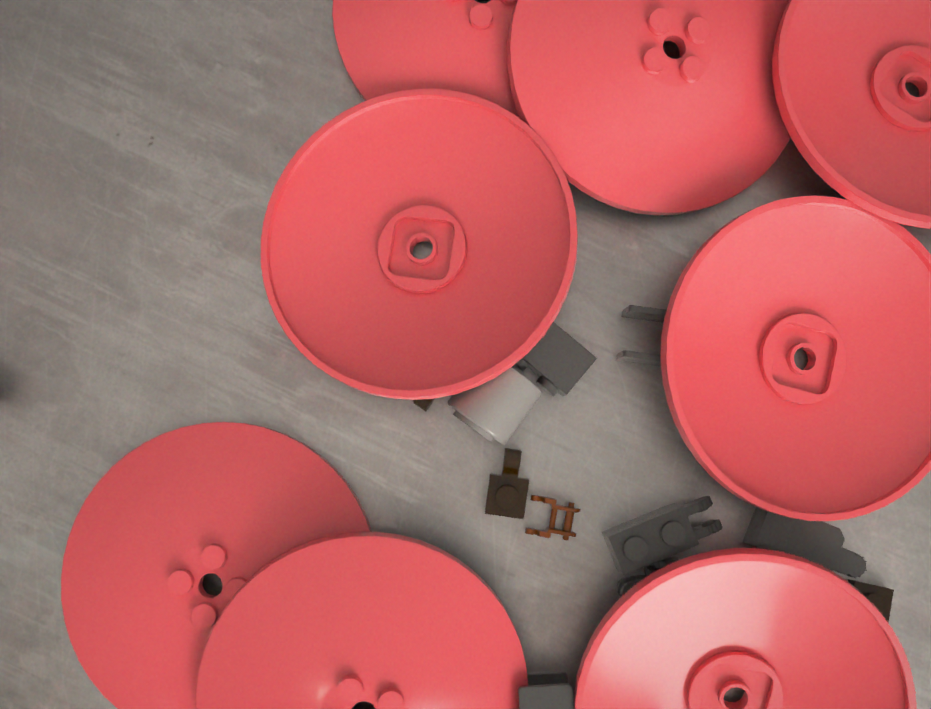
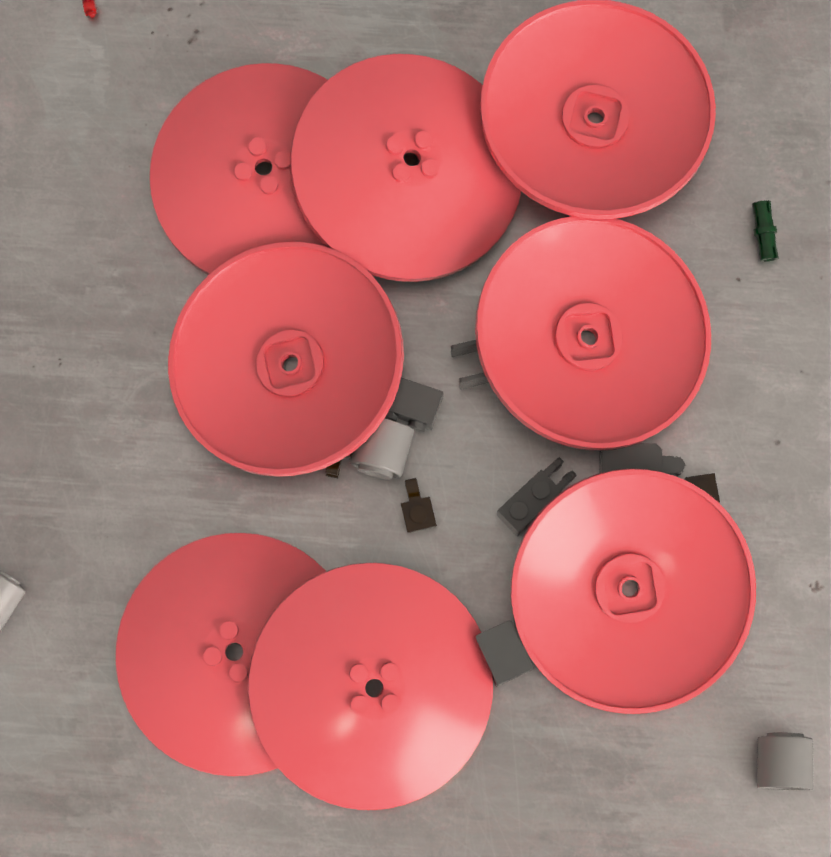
camera: 20 degrees left, 5 degrees down
(566, 531) = (470, 522): dark orange piece -> none

